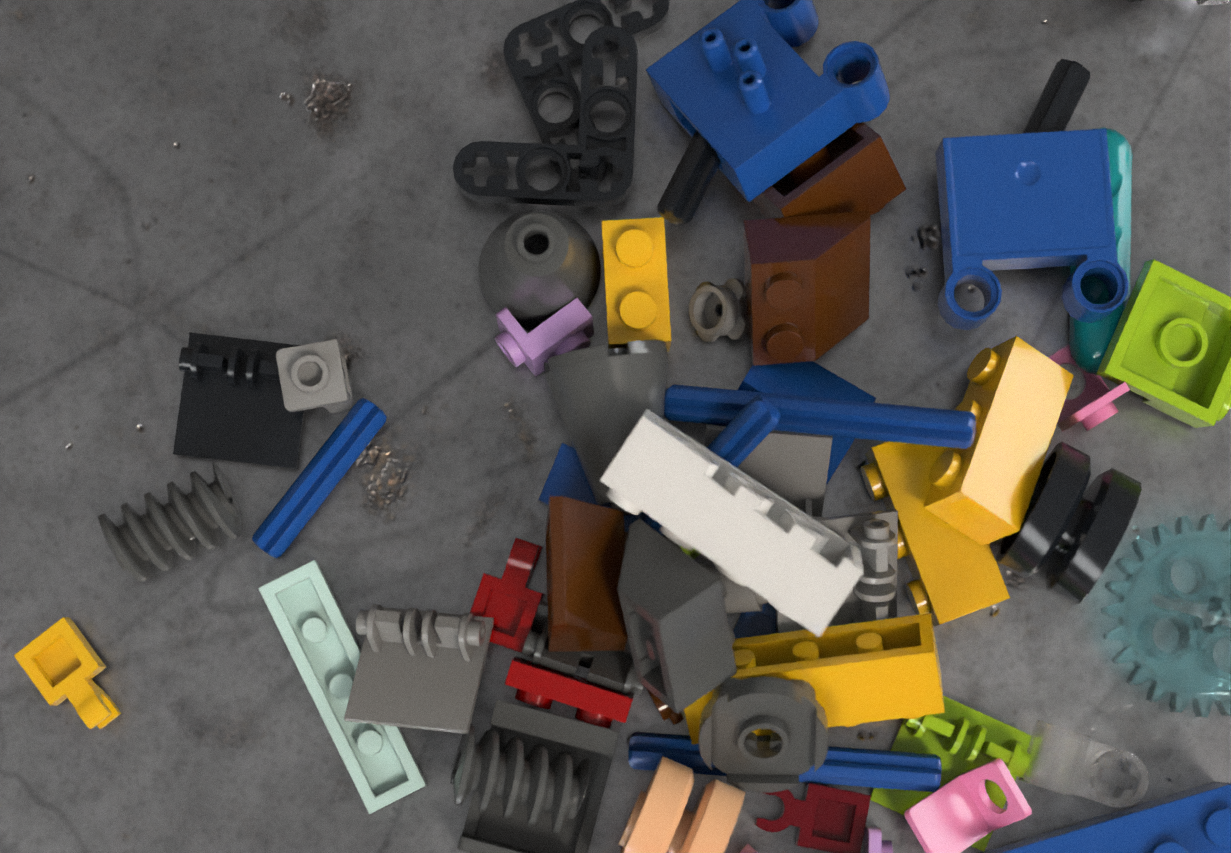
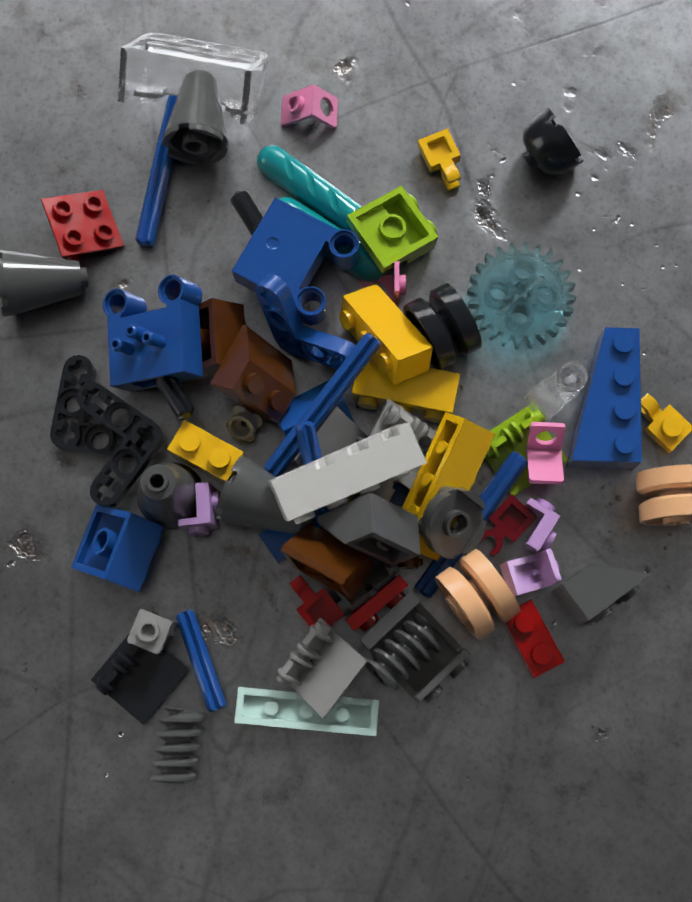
camera: 50 degrees left, 5 degrees down
(63, 668) = (211, 844): yellow plate -> none
(408, 243) = (118, 547): none -> blue slope
(906, 295) = (289, 330): none -> blue beam
(1168, 162) = (306, 185): none -> teal piece

